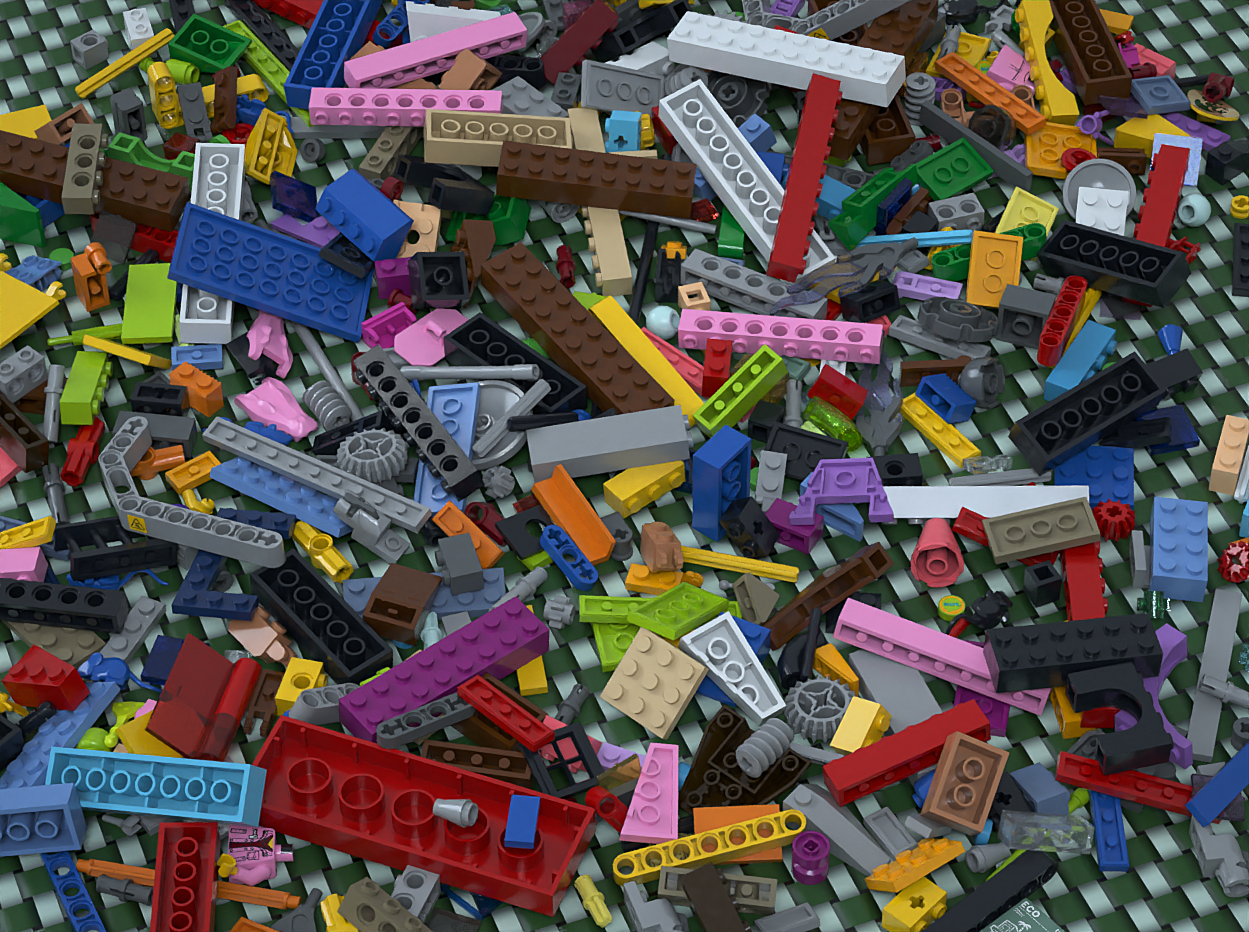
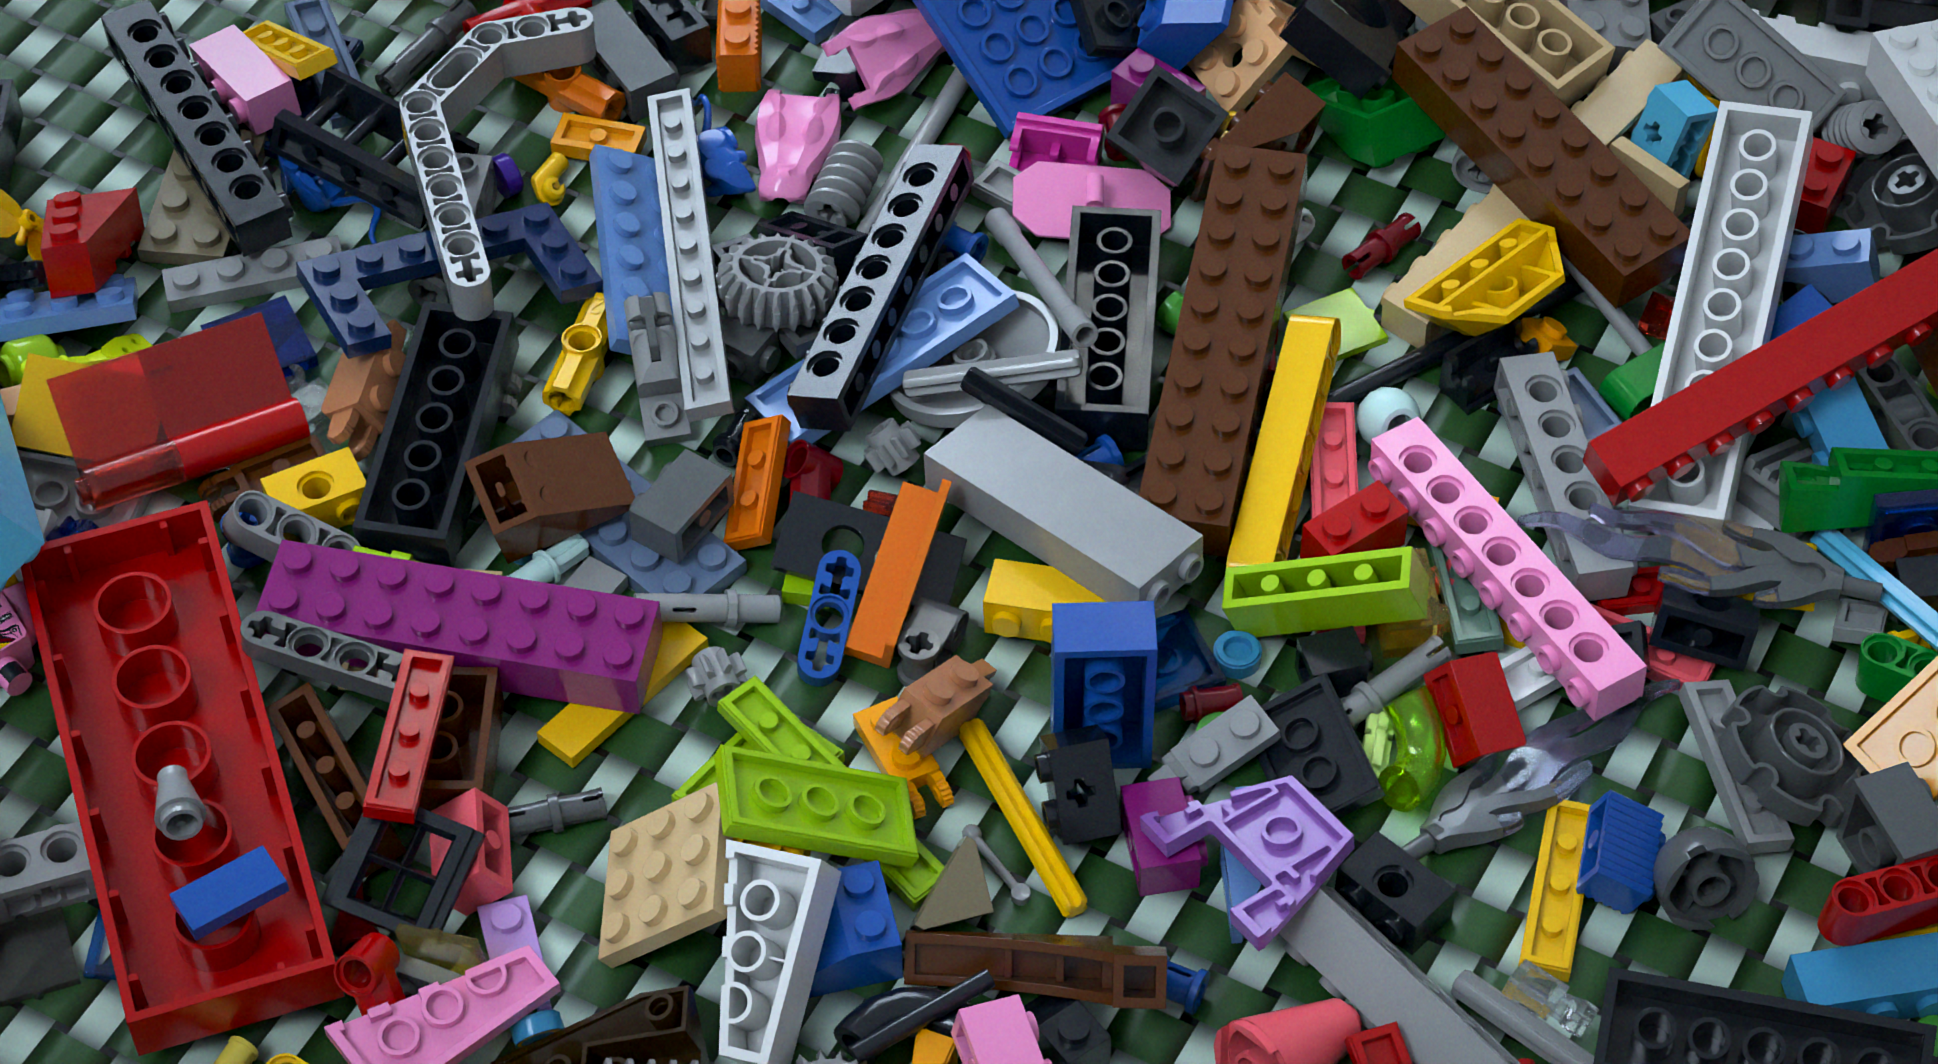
camera: 50 degrees right, 5 degrees up
(110, 670) = (159, 288): blue animal -> none
(644, 237) = (1493, 280): none -> yellow wedge
(700, 302) = (1467, 433): light nougat brick -> none
(913, 371) = (1636, 779): reddish brown plate -> none
(925, 287) = (1824, 672): lavender plate -> none

